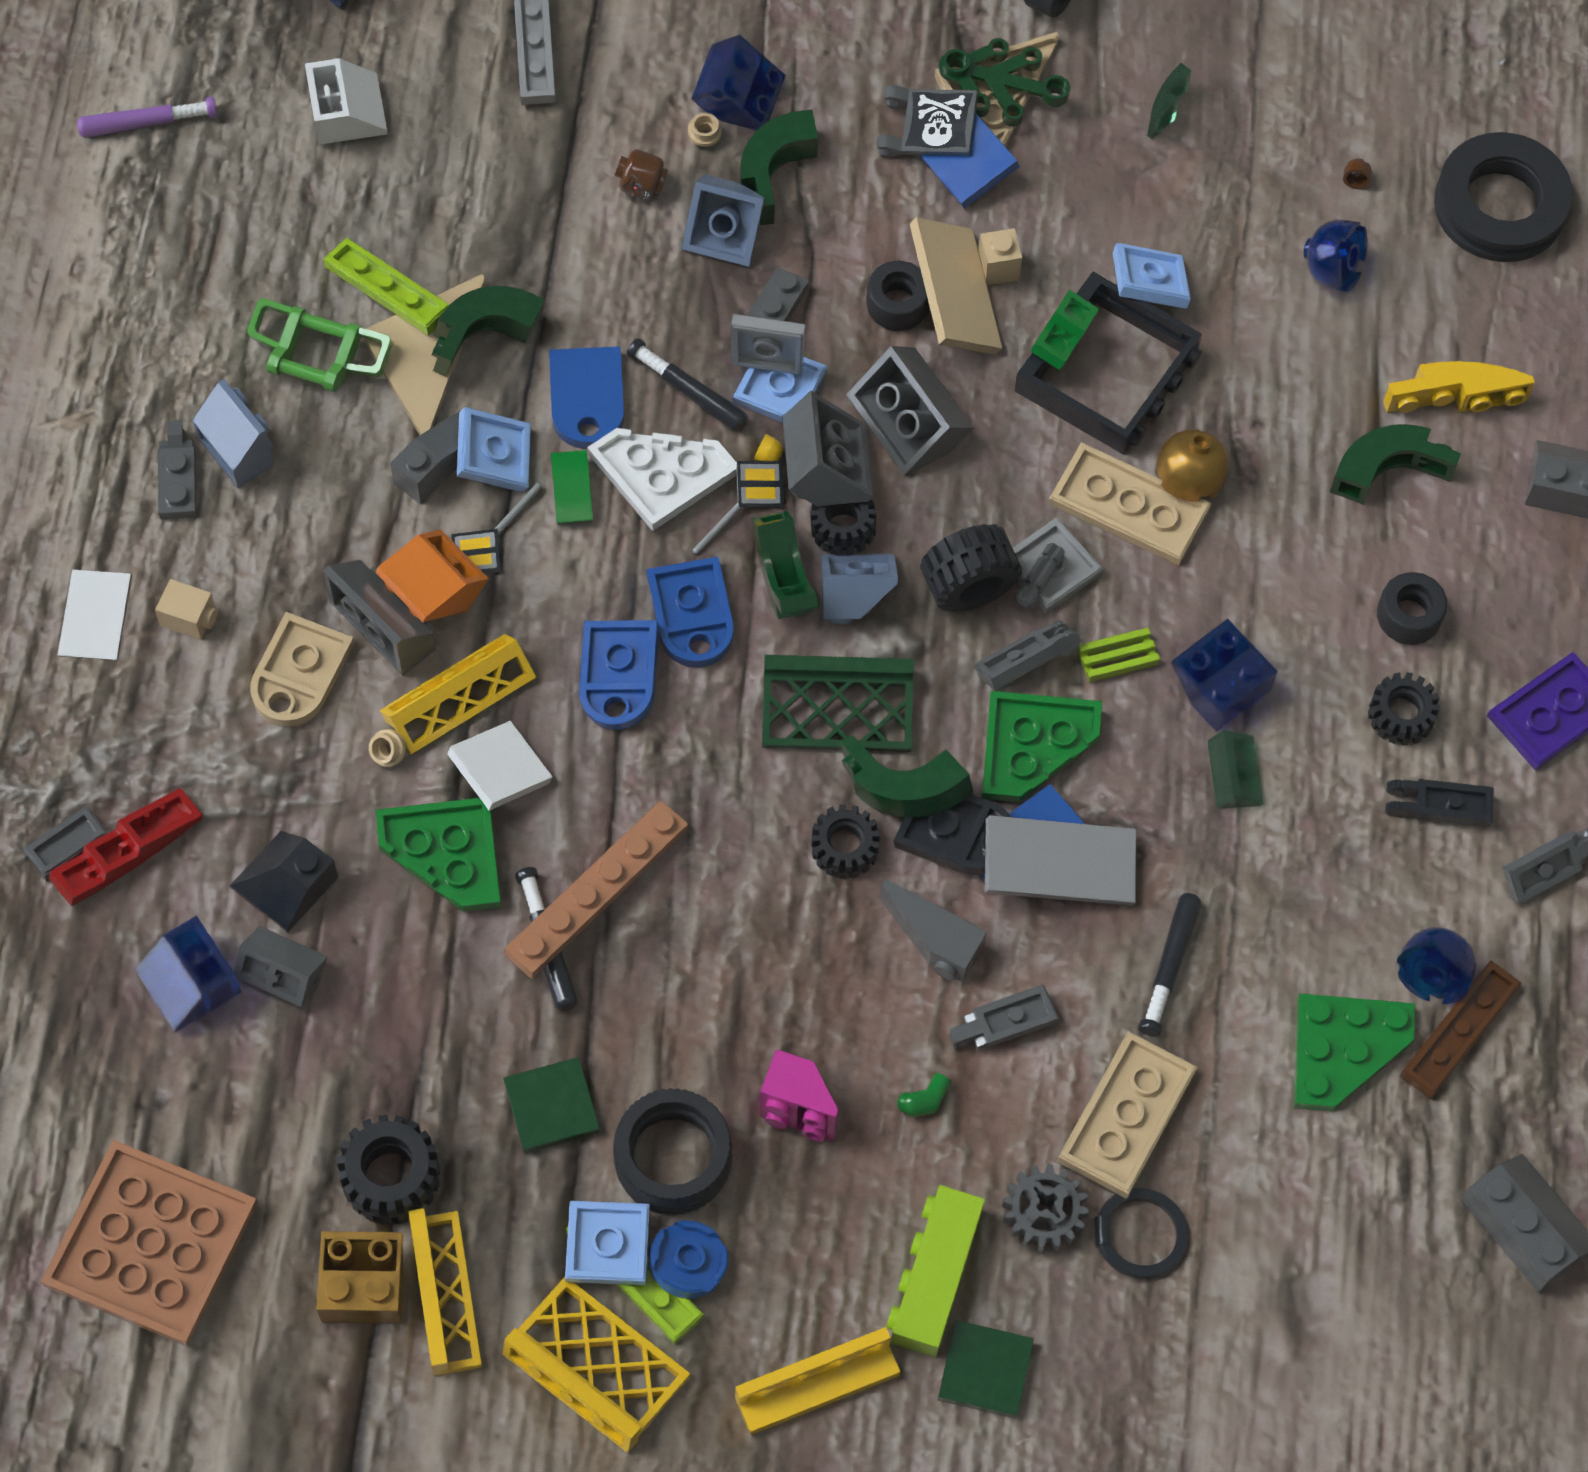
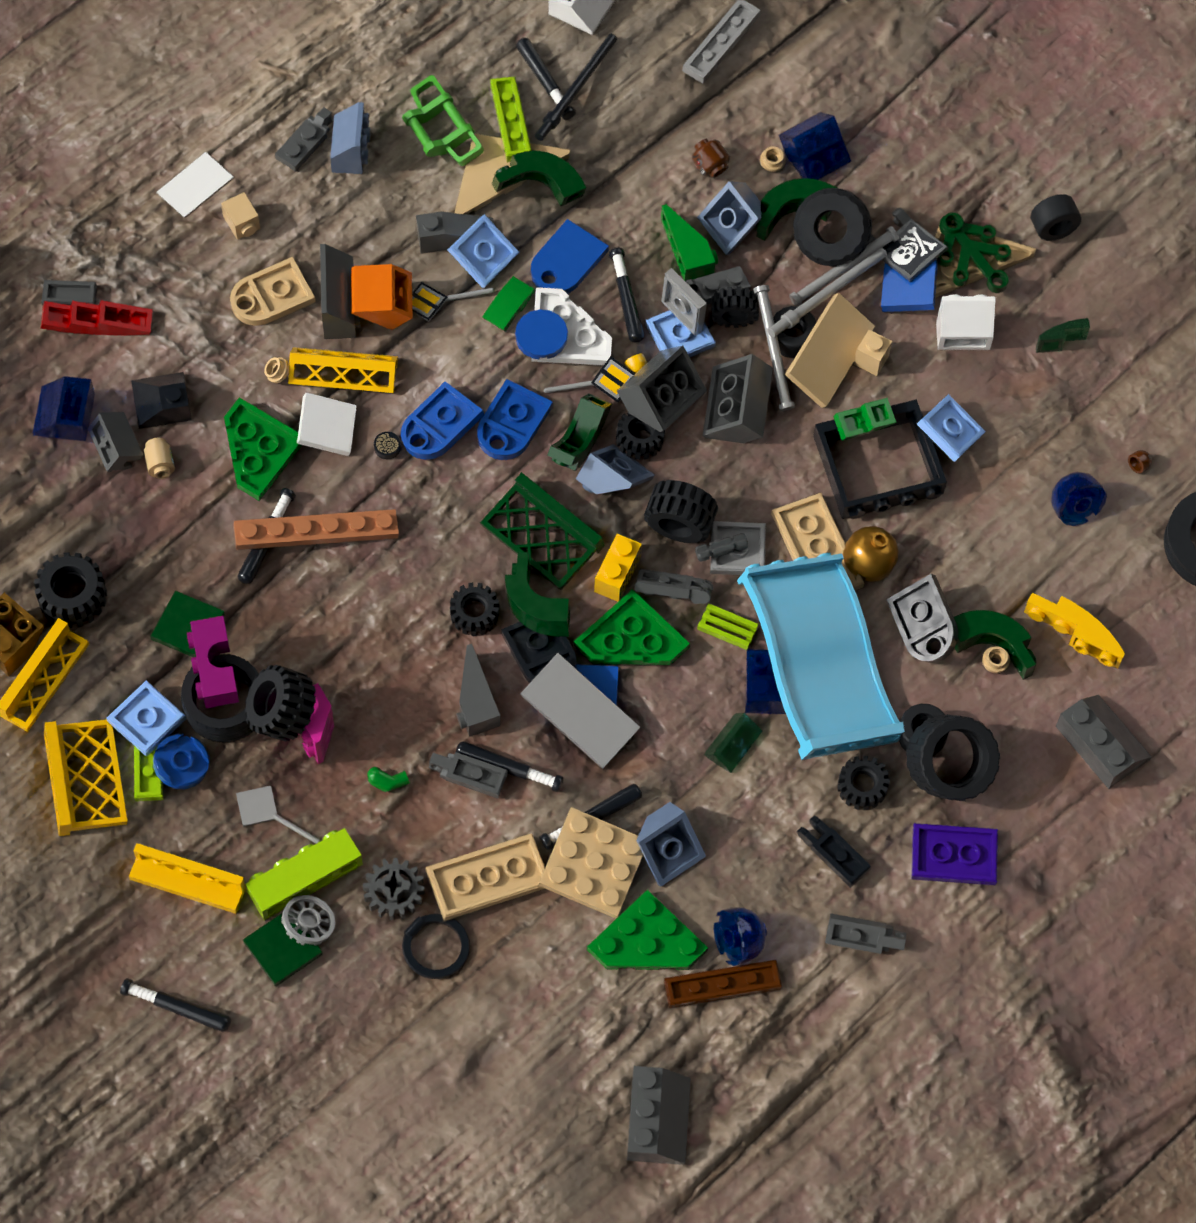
camera: 40 degrees right, 0 degrees up
(347, 946) = (159, 458): none -> tan brick
(370, 212) = (540, 70): none -> black piece
(436, 250) = (553, 118): none -> black bar
(583, 738) = (387, 445): none -> black tile
(643, 492) = (541, 334): none -> blue tile
(663, 1141) = (216, 683): none -> magenta arch
(706, 285) = (689, 247): none -> green slope
(737, 1114) = (280, 703): none -> black tyre
(814, 1240) = (259, 807): none -> light grey piece
(821, 311) = (735, 307): none -> black tyre
(877, 147) = (807, 226): none -> black tyre
(894, 277) = (792, 317): none -> light grey bar
(899, 324) = (762, 293): none -> light grey bar
(907, 120) = (797, 298): none -> light grey bar
(954, 679) = (617, 567): none -> yellow brick
(989, 1316) = (308, 920): none -> light grey wheel
(1045, 976) = (513, 767): none -> black piece
(1065, 156) = (965, 322): none -> white slope
(1221, 1010) = (592, 863): none -> tan plate
(1251, 606) = (821, 655): none -> medium azure panel
(1277, 923) = (669, 843): none -> sand blue slope
(1307, 491) = (923, 618): none -> tile
(1409, 472) = (999, 653): none -> tan plate
(1510, 602) = (984, 763): none -> black tyre

